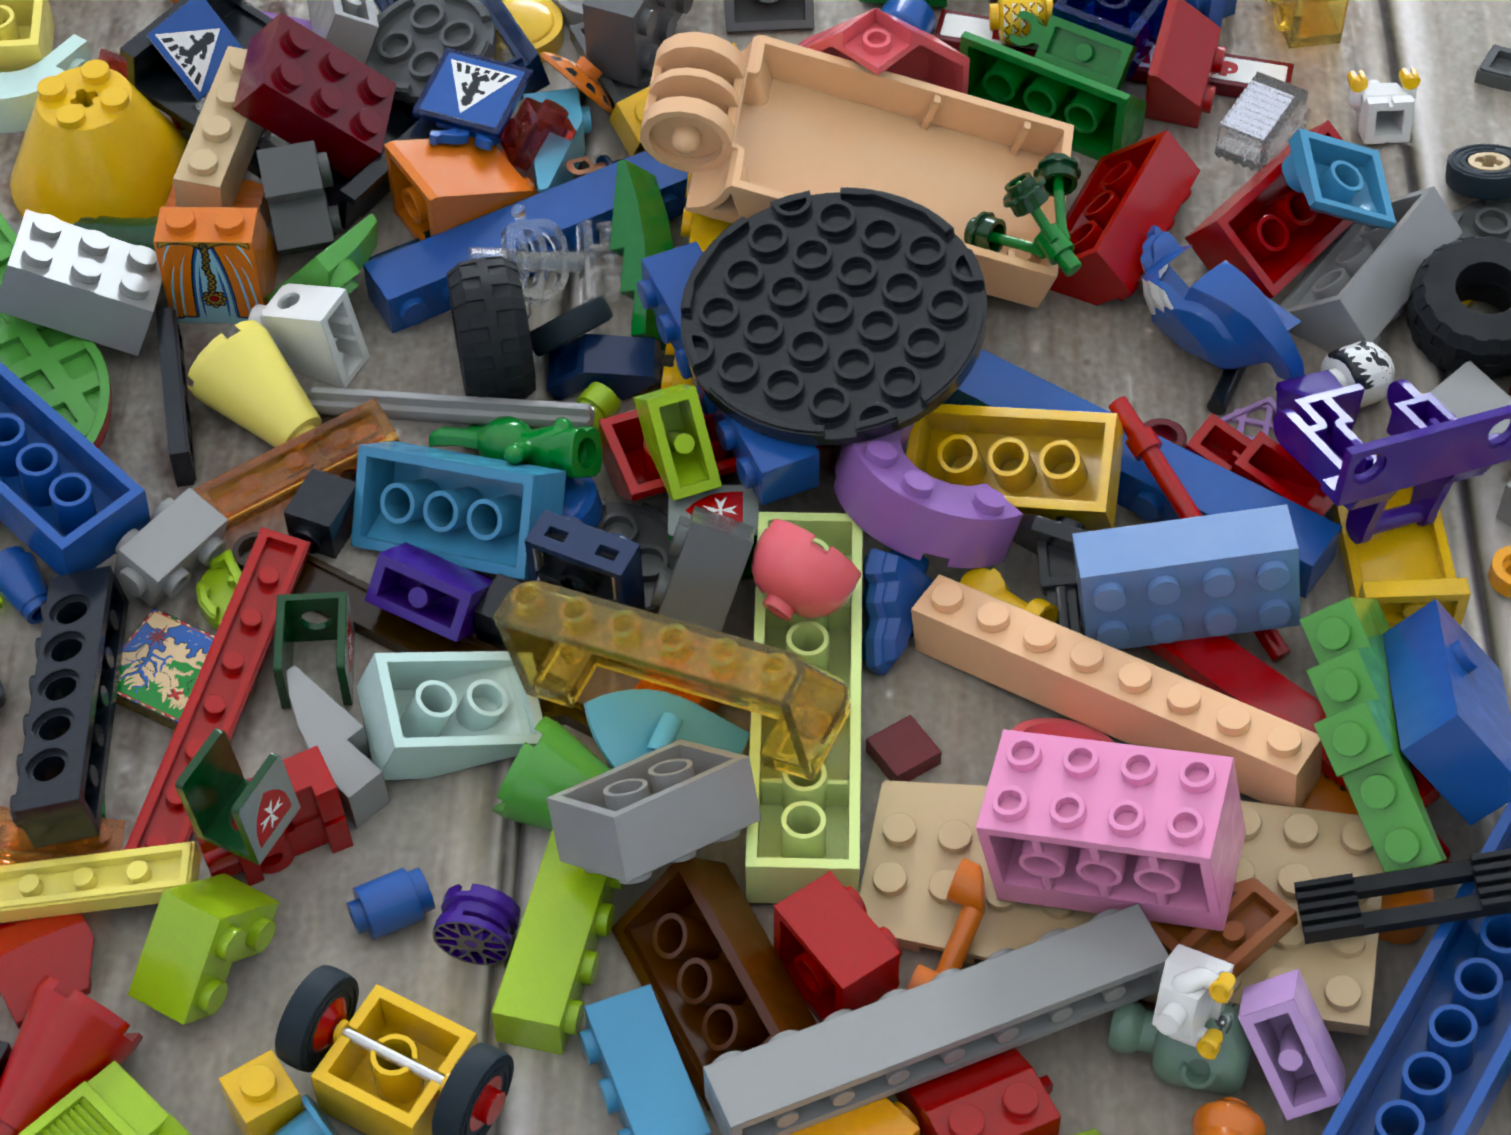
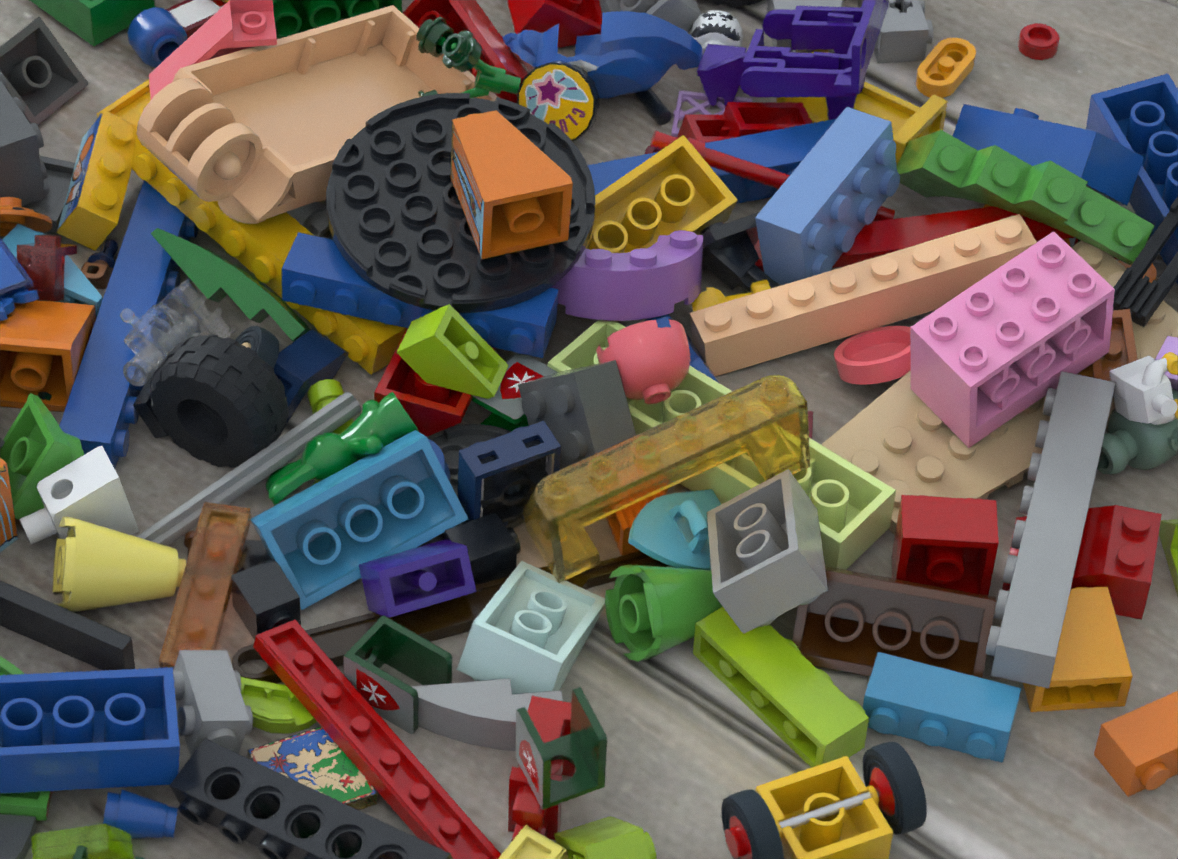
camera: 55 degrees left, 5 degrees down
(390, 902) = (665, 758): blue brick -> none
(477, 922) = (734, 719): dark purple wheel -> none
(831, 318) = (507, 186): none -> orange slope
(969, 892) = (957, 450): orange bar -> none
(1120, 317) = (561, 96): none -> tile

